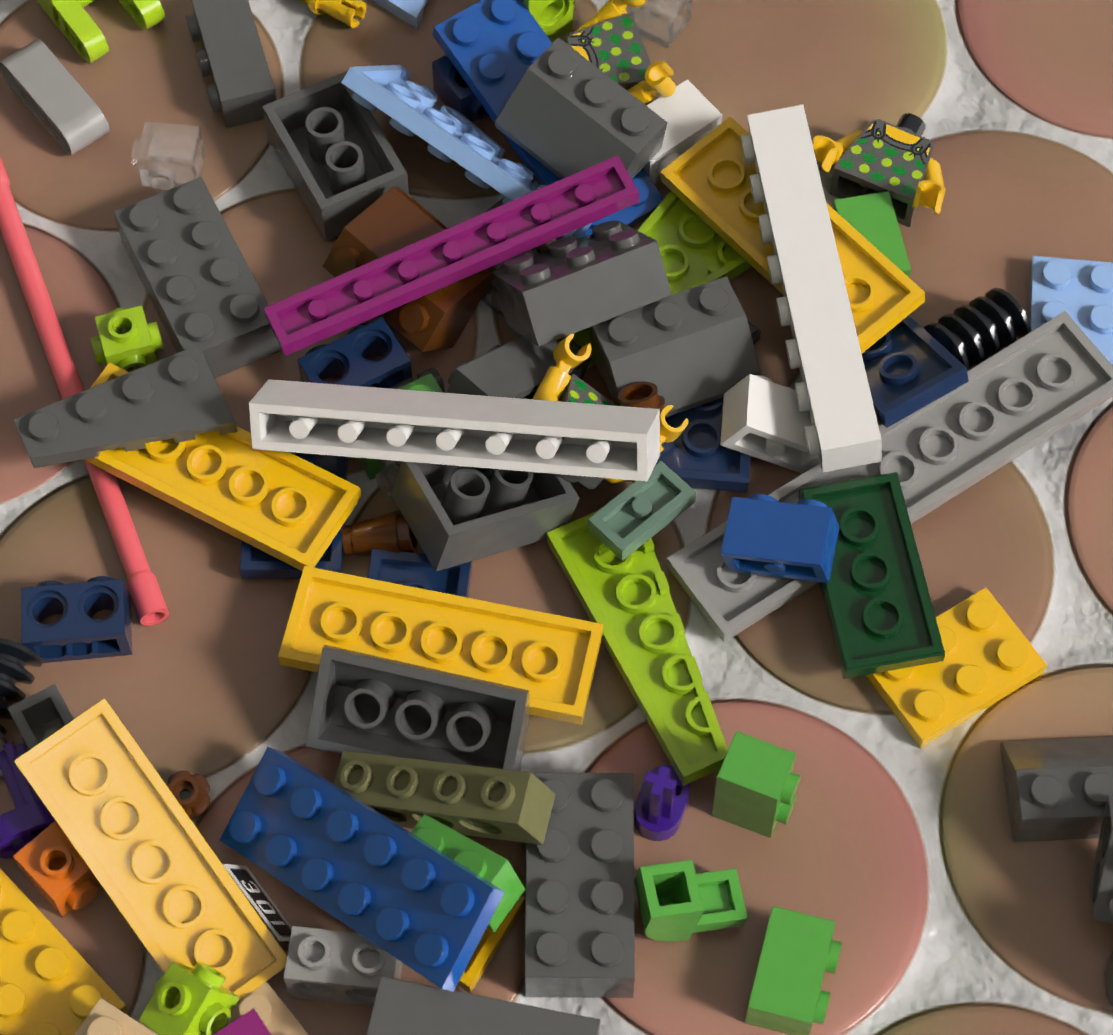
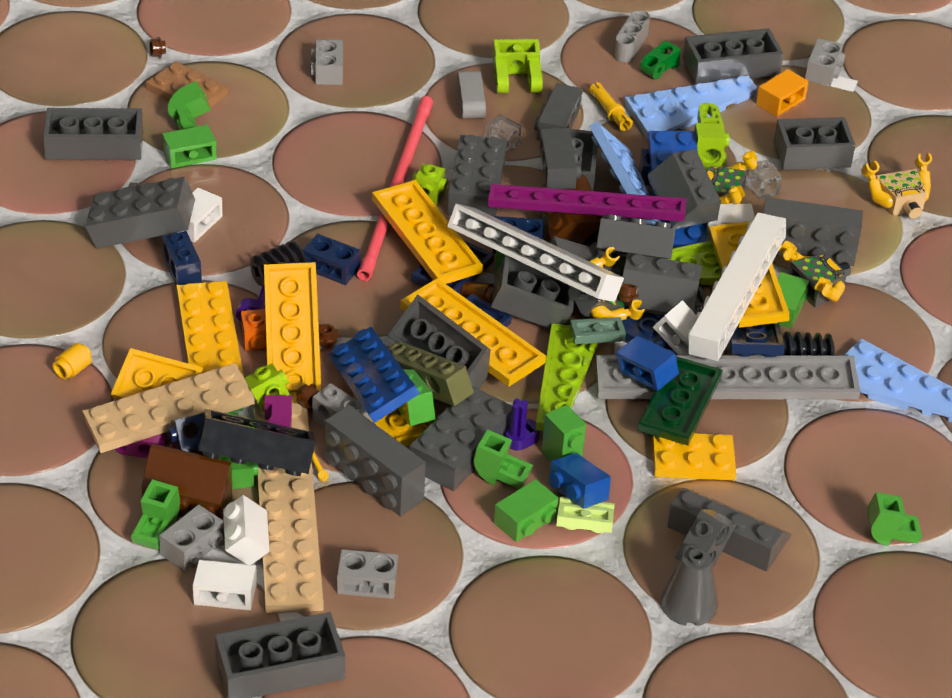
camera: 30 degrees right, 20 degrees down
(140, 407) = (407, 195): dark grey wing -> none
(260, 901) = (326, 374): sticker -> none
(264, 972) = (305, 395): none -> reddish brown plate
(336, 181) = (559, 158): none -> dark grey brick
(834, 74) = (819, 228): none -> dark grey brick
(835, 855) = (579, 480): none -> blue brick
(885, 913) = (594, 518): none -> yellowish green plate

